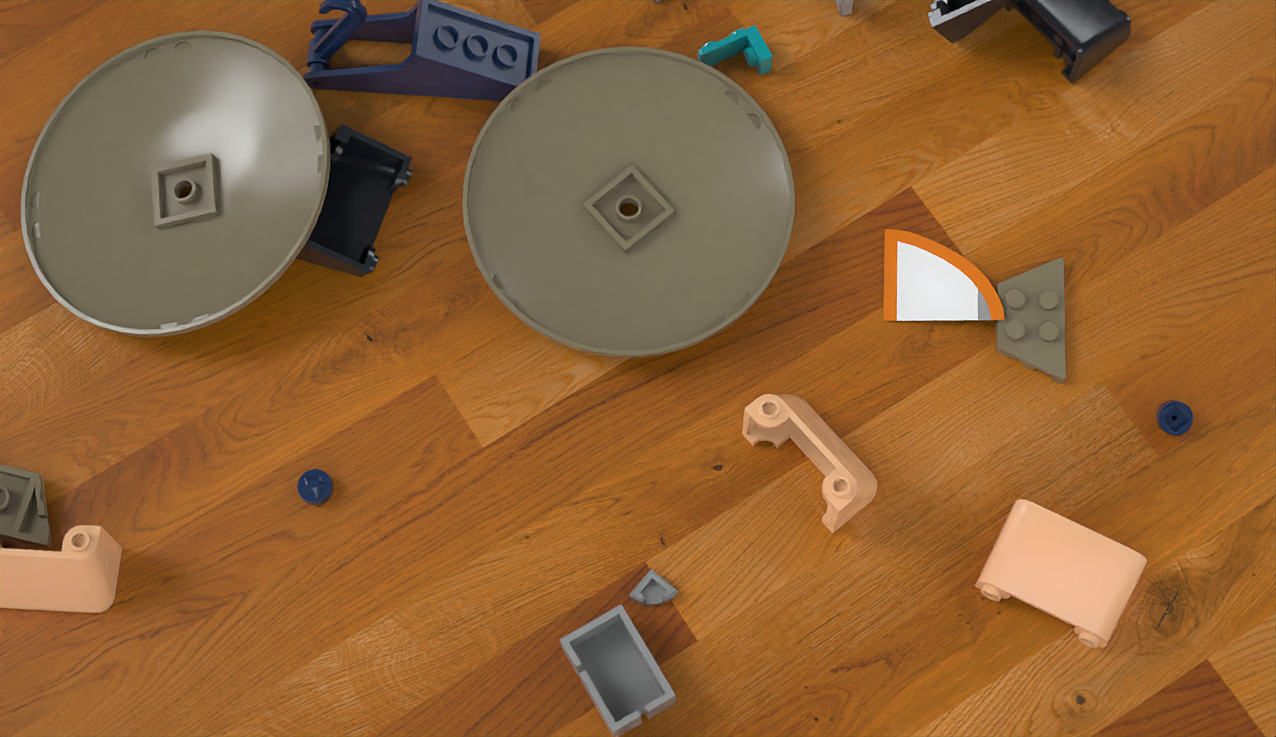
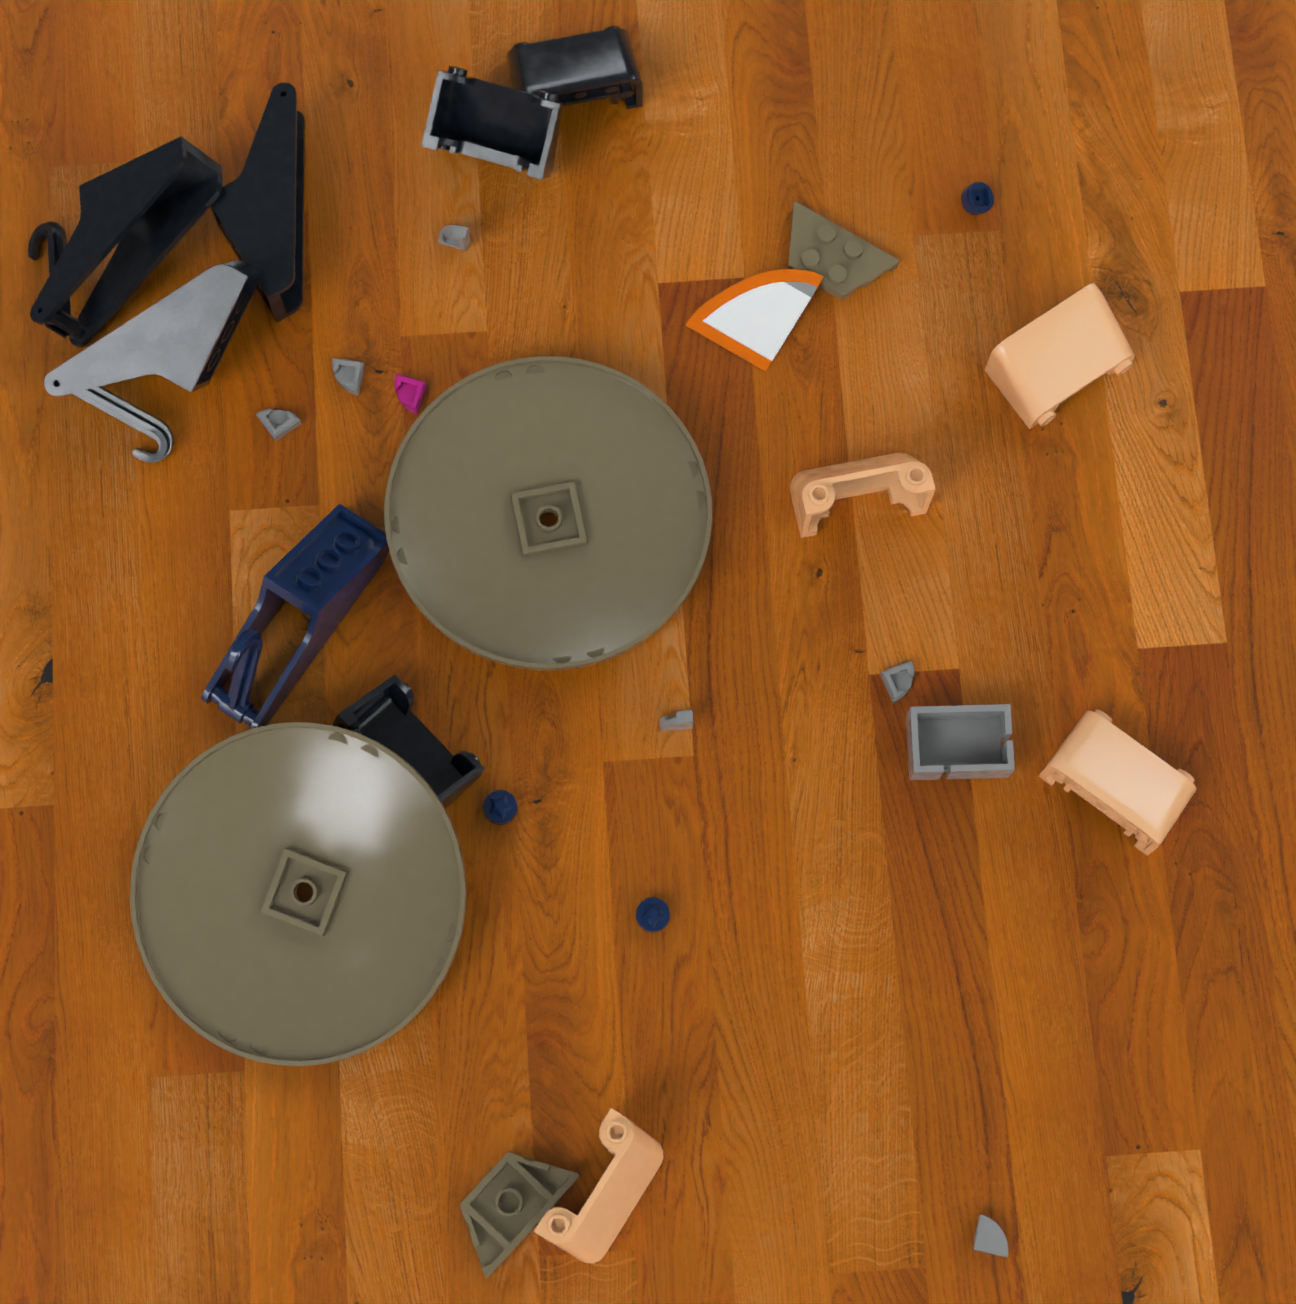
camera: 65 degrees left, 5 degrees up
(345, 309) = (500, 807): none -> dark blue tile
(504, 415) = (682, 721): none -> light grey tile
(680, 39) = (410, 392): none -> dark pink tile
(741, 40) = (463, 335): teal bracket -> none

